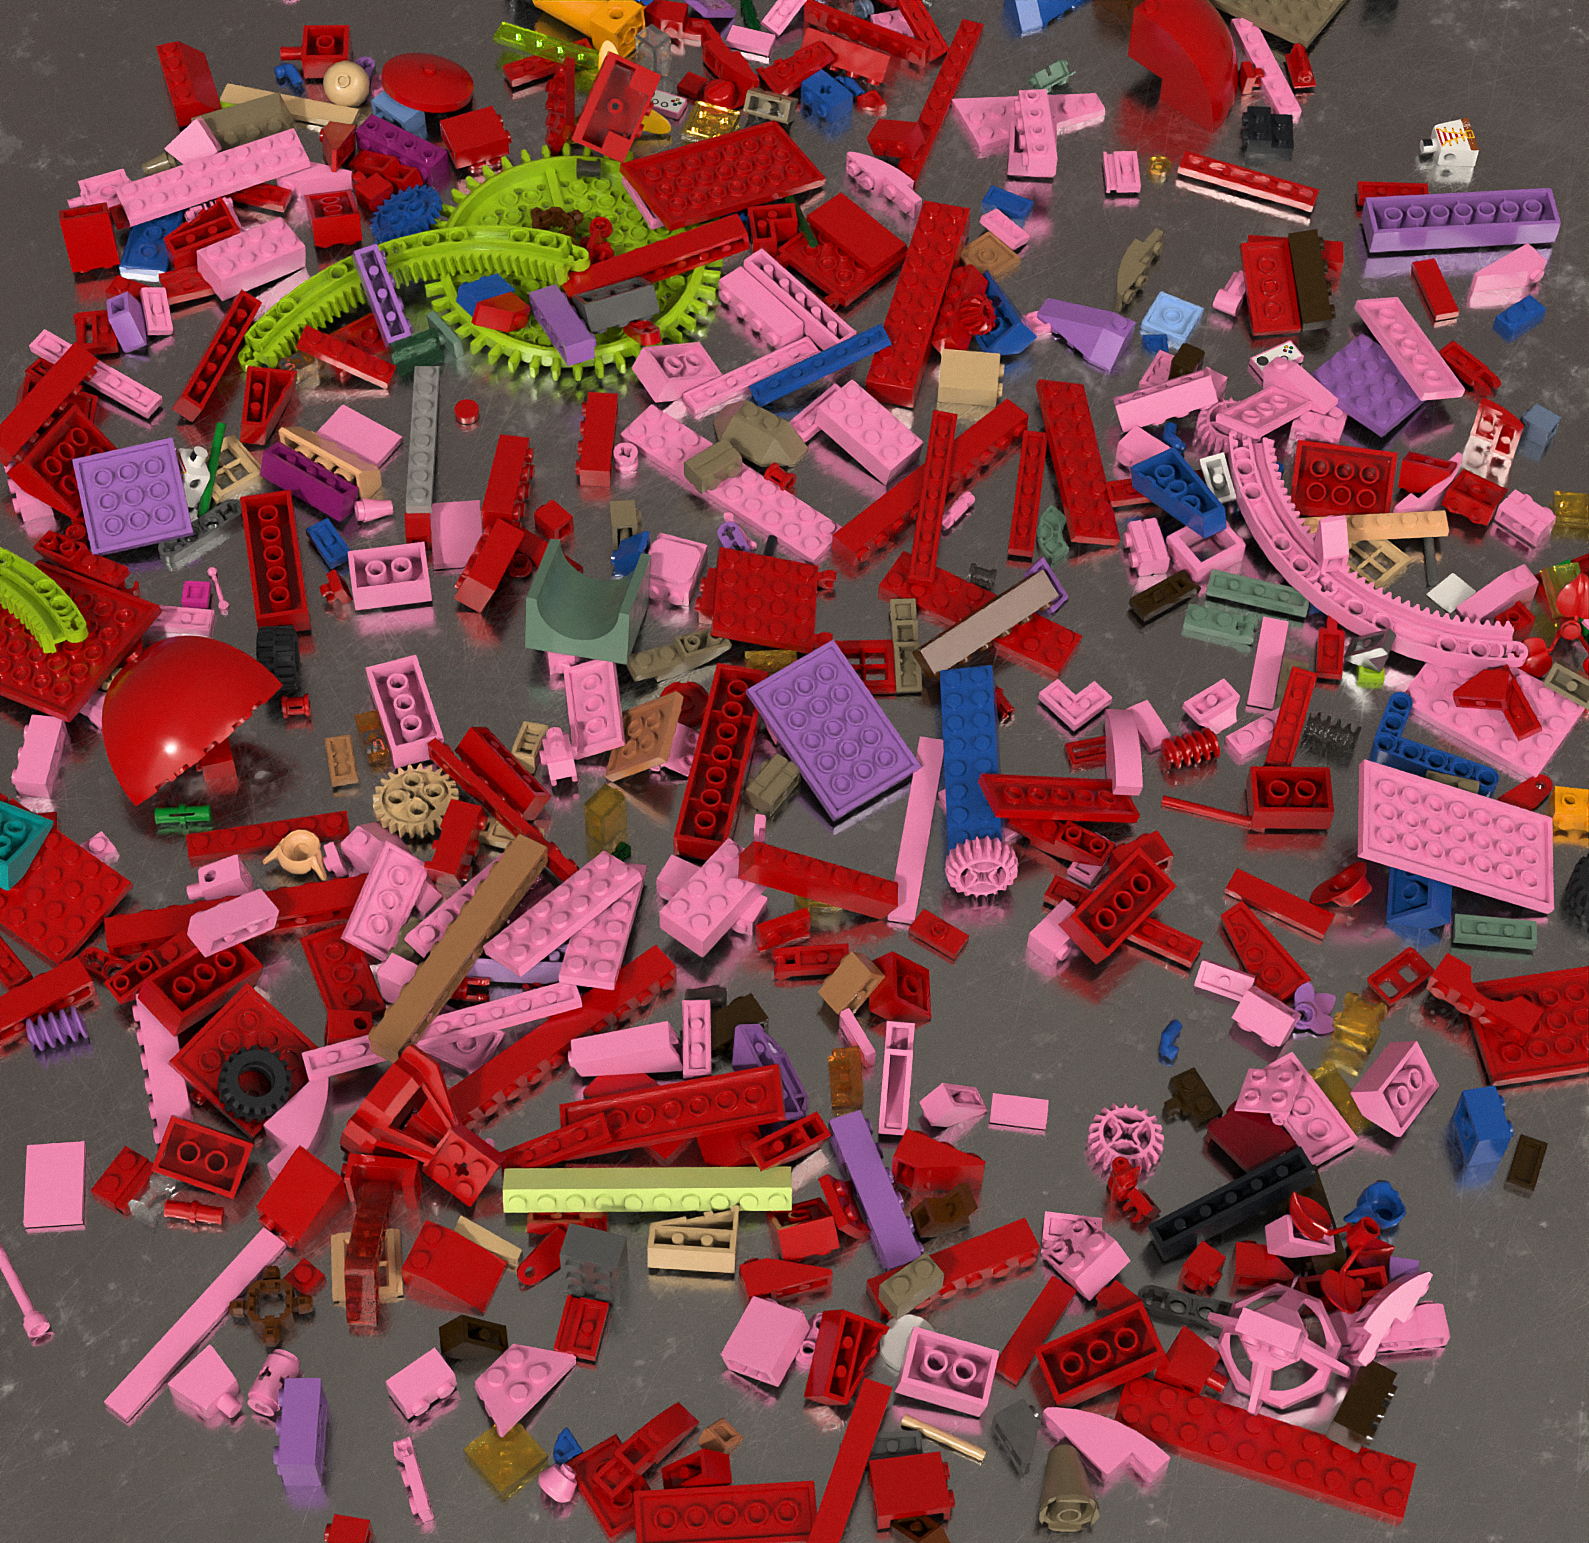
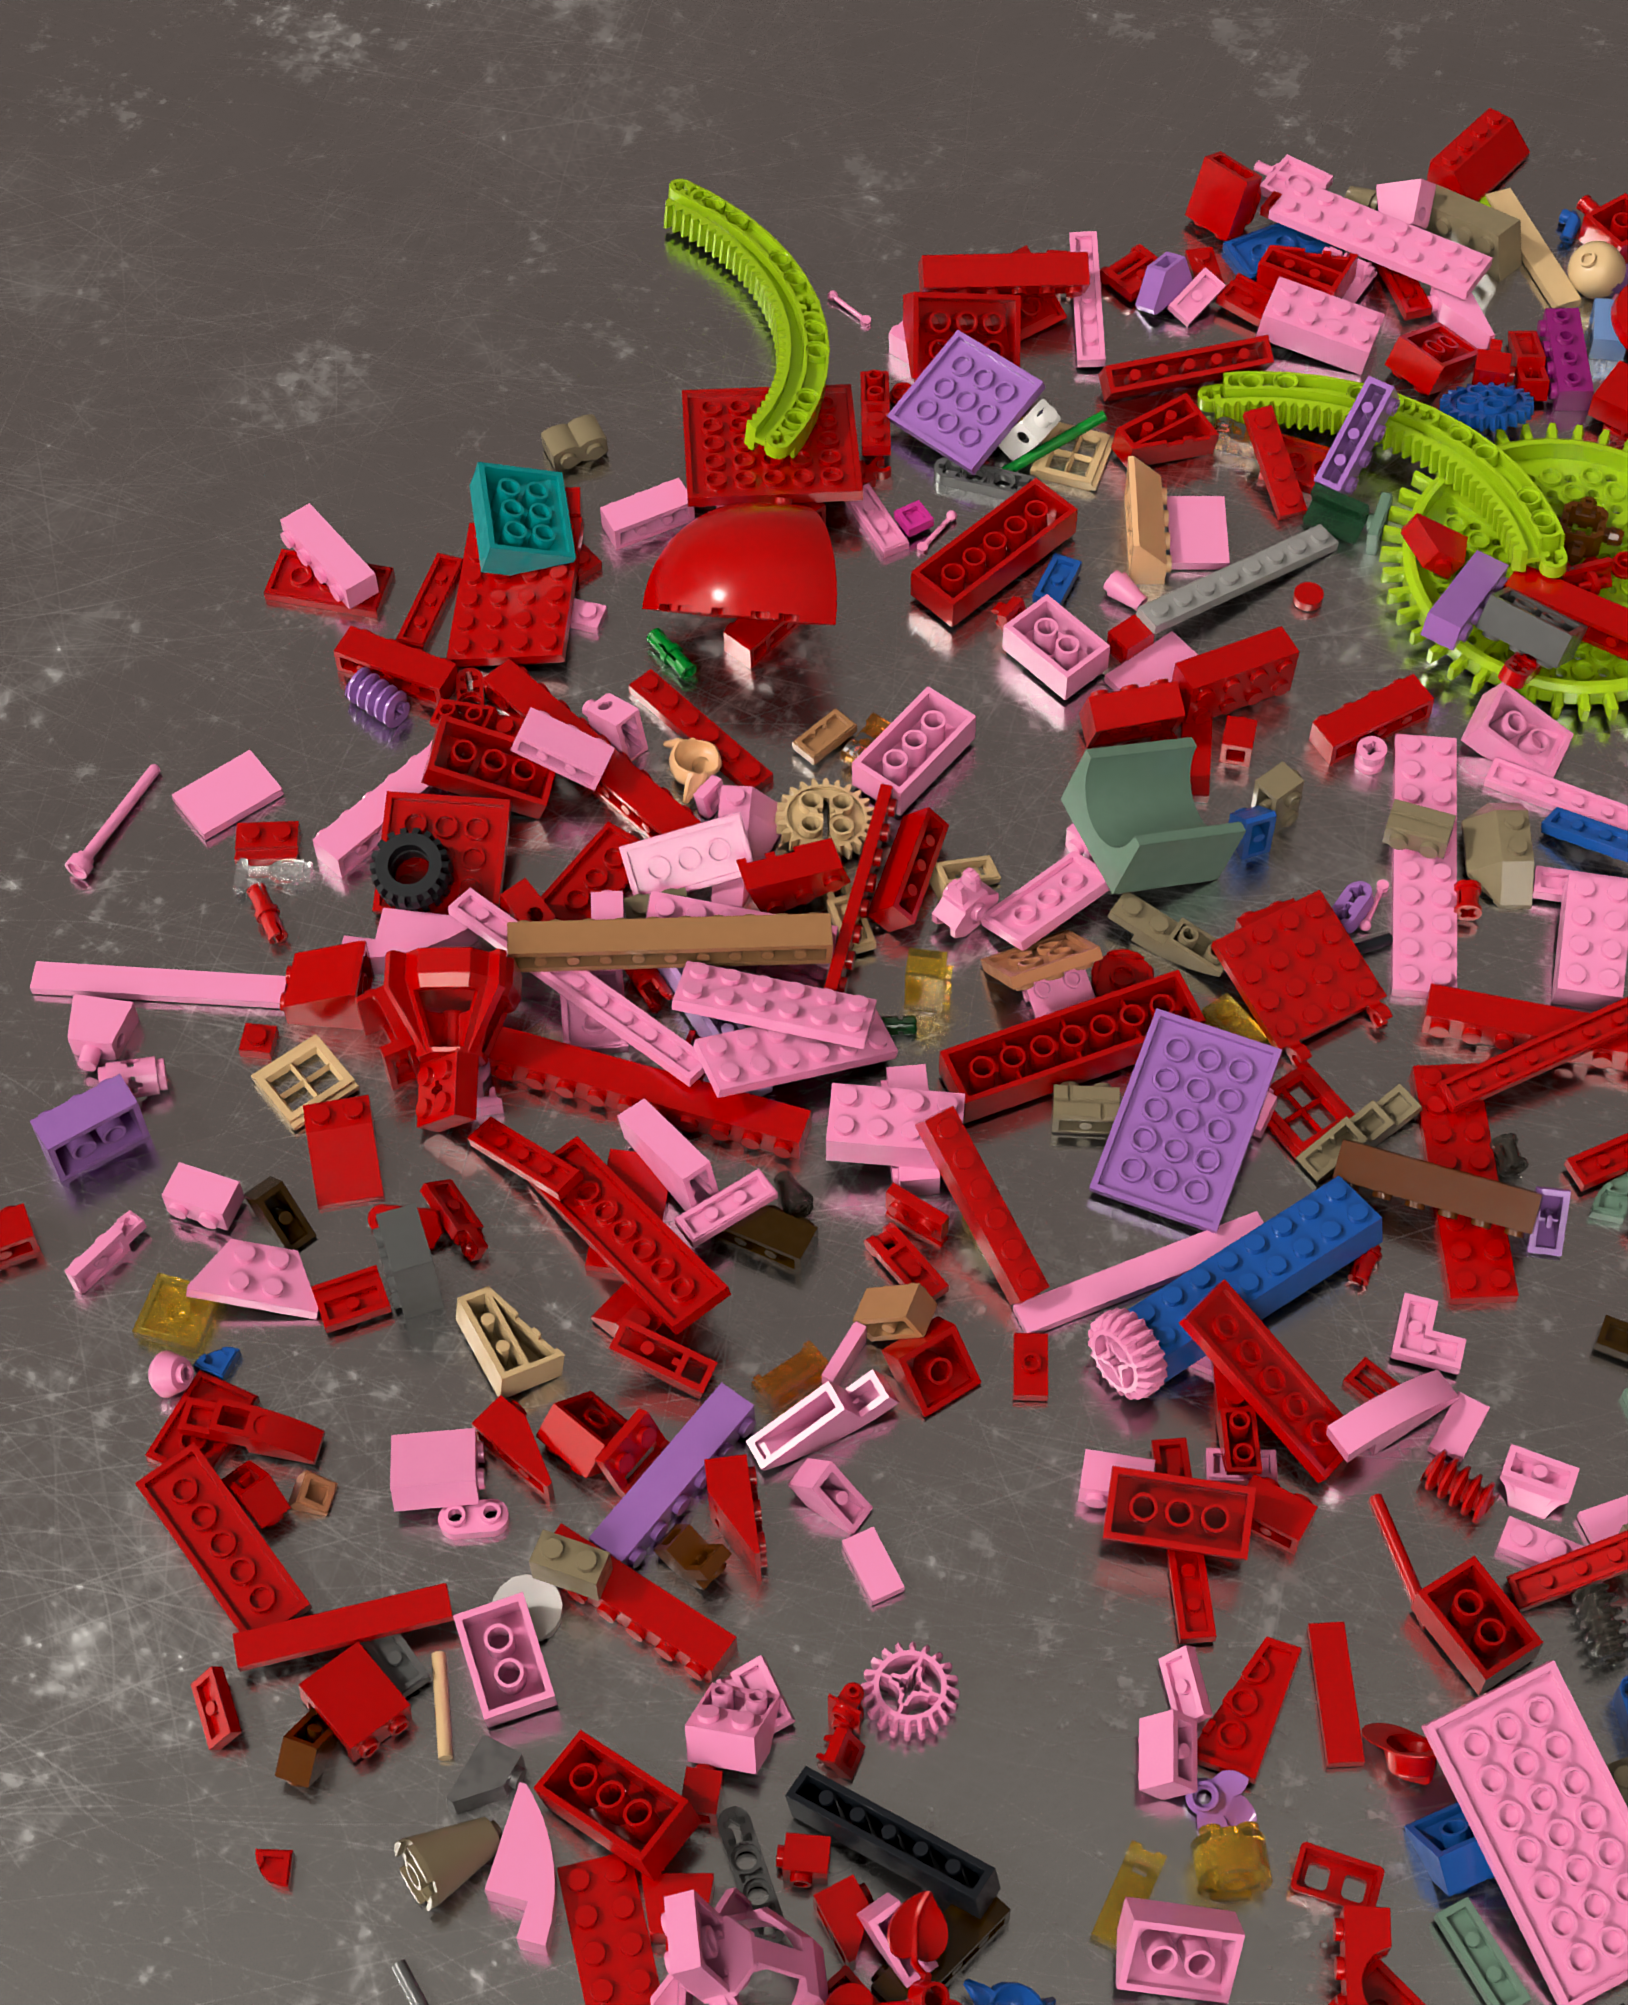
camera: 60 degrees right, 0 degrees up
(202, 1156) = (313, 879): red brick -> none
(271, 1326) = (196, 1014): reddish brown piece -> none
(279, 652) = (884, 615): black tyre -> none
(296, 705) = (855, 665): red bush -> none
(309, 481) = (1107, 520): magenta brick -> none
(338, 143) = (1516, 305): red slope -> none
(365, 1253) = (302, 1059): clear red beam -> none
(480, 290) = (1448, 513): blue brick -> none
(489, 1241) = (390, 1150): tan piece -> none
(646, 1189) = (535, 1268): yellowish green brick -> none
(676, 568) = (1270, 870): bright pink brick -> none
(757, 1049) = (757, 1296): medium lavender wedge -> none
(759, 828) = (1020, 1130): bright pink tile -> none
(840, 1355) = (462, 1548): red wedge -> none
(957, 509) = (1574, 1083): bright pink axle -> none
(1034, 1329) = (620, 1725): red tile -> none
(1167, 1037) = (1067, 1667): blue arm -> none
(1192, 1098) = (1013, 1735): dark brown hinge -> none
(1249, 1137) = (1001, 1821): dark red panel -> none
(1269, 1093) = (1064, 1808): bright pink hinge -> none
(1313, 1118) = (1080, 1861): bright pink plate -> none

